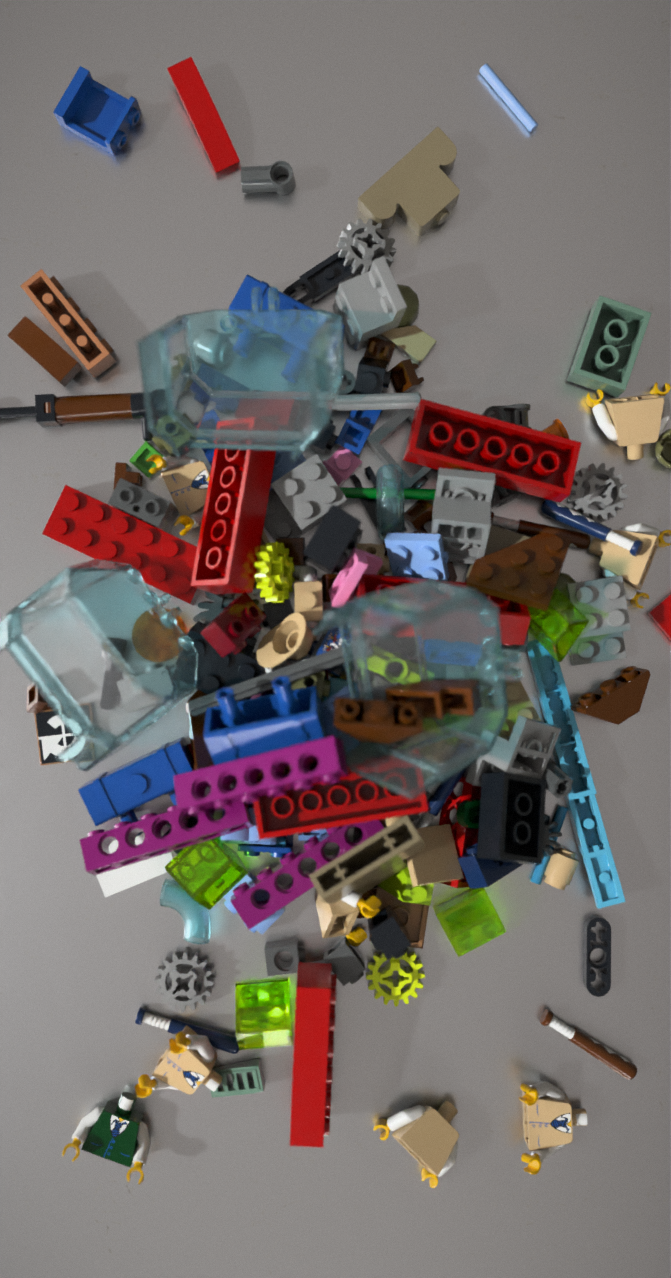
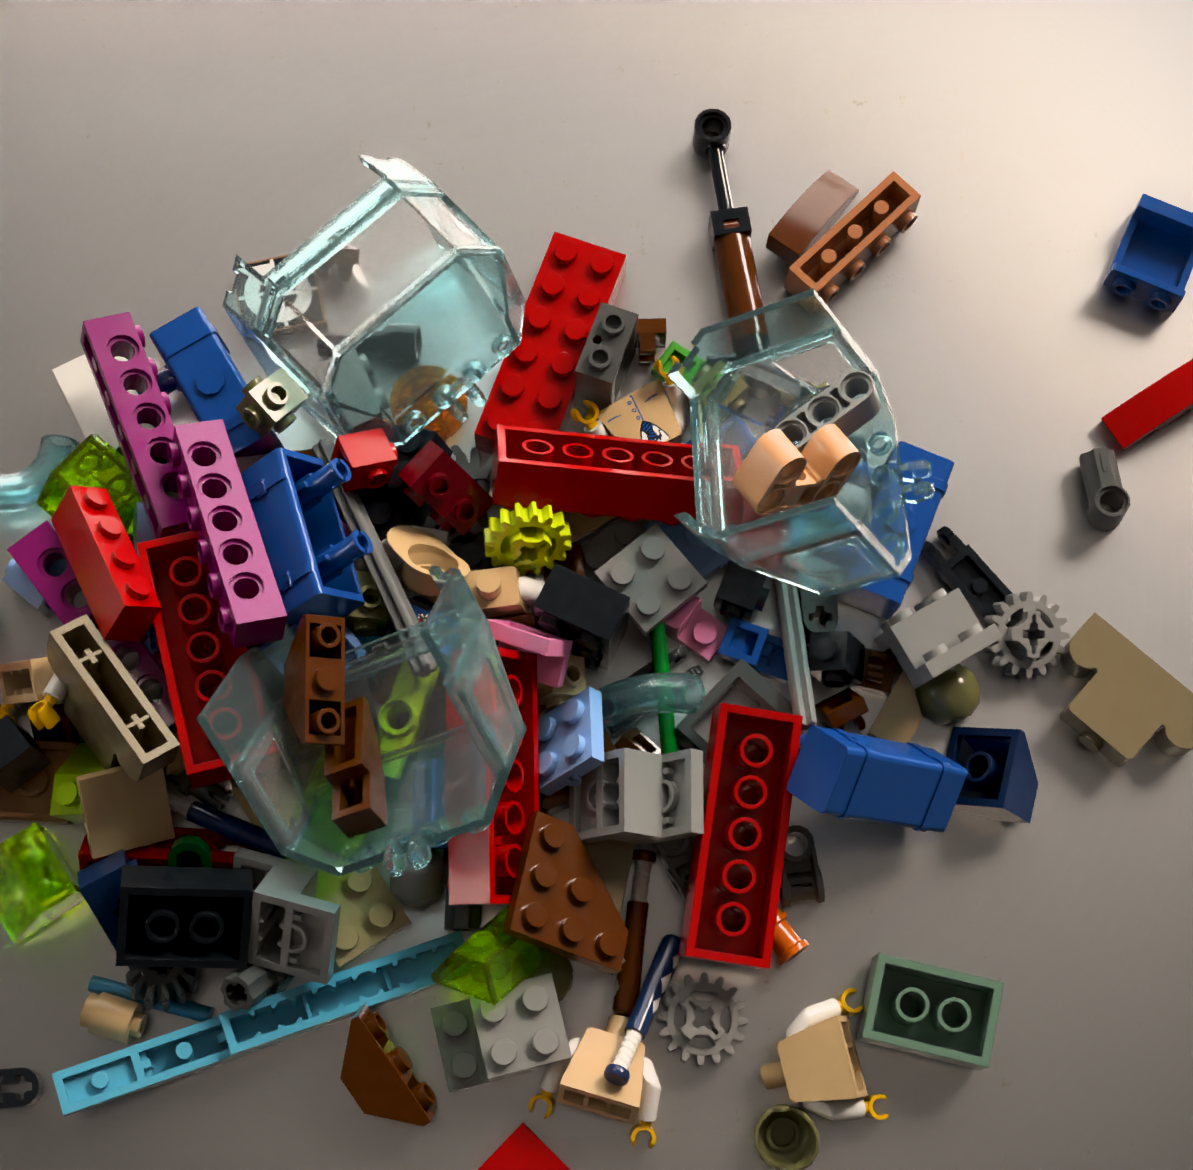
camera: 80 degrees right, 15 degrees down
(162, 741) = (271, 403): none -> olive brick
(202, 348) = (834, 402): none -> light grey beam
(208, 677) = (368, 457): none -> brick
(257, 382) = (782, 478): none -> light nougat beam
(270, 861) = (105, 564): none -> red brick
(457, 287) = (999, 773): none -> dark blue slope
(465, 358) = (875, 779): none -> blue piece

